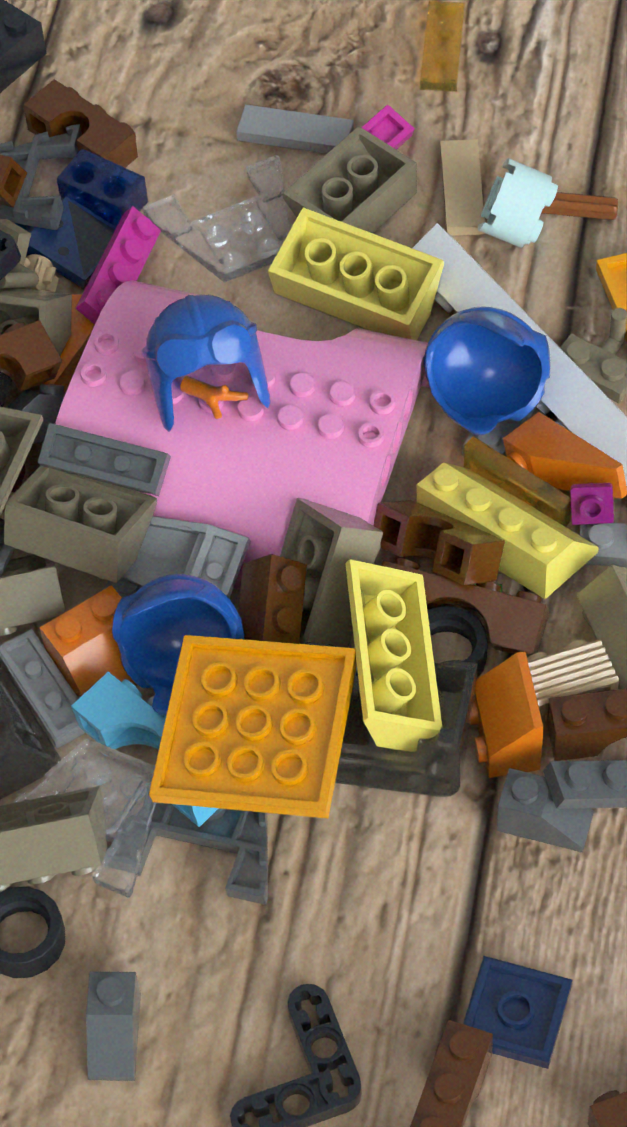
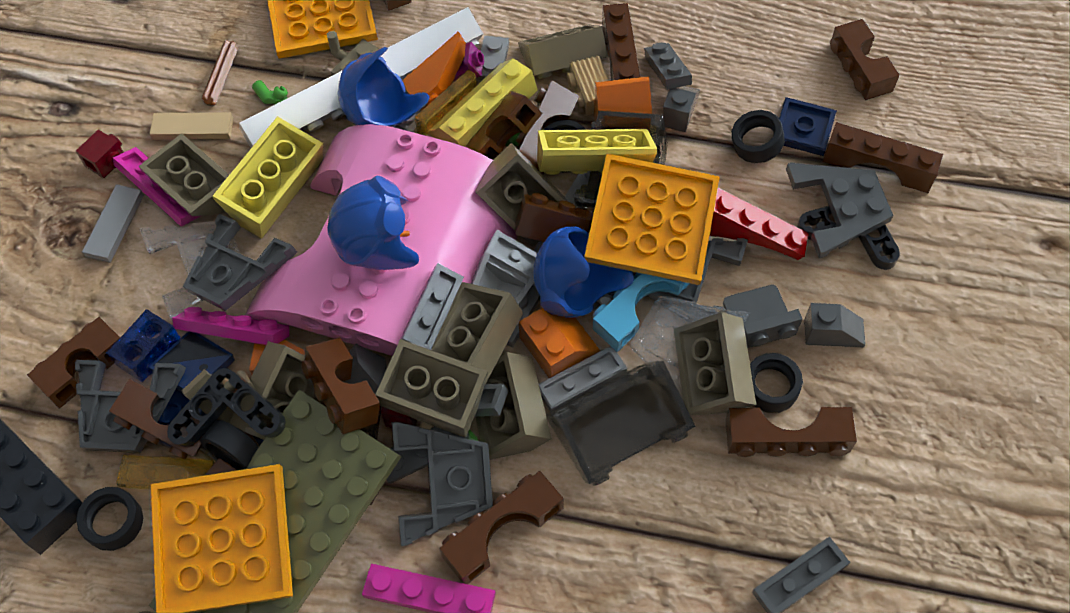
camera: 90 degrees left, 5 degrees up
(134, 928) = (768, 315): none -> dark grey bracket
(192, 241) = (227, 276): none -> dark grey wing
(287, 900) = (739, 219): none -> red arch
(344, 1066) = (853, 199): none -> dark grey wing
(403, 91) = (99, 151): none -> dark red brick
(442, 46) = (54, 132): clear yellow tile -> none
(474, 950) = (752, 120): none -> black tyre
(517, 203) = (228, 82): light aqua brick -> none
(521, 266) = (268, 96): none -> bright green arm

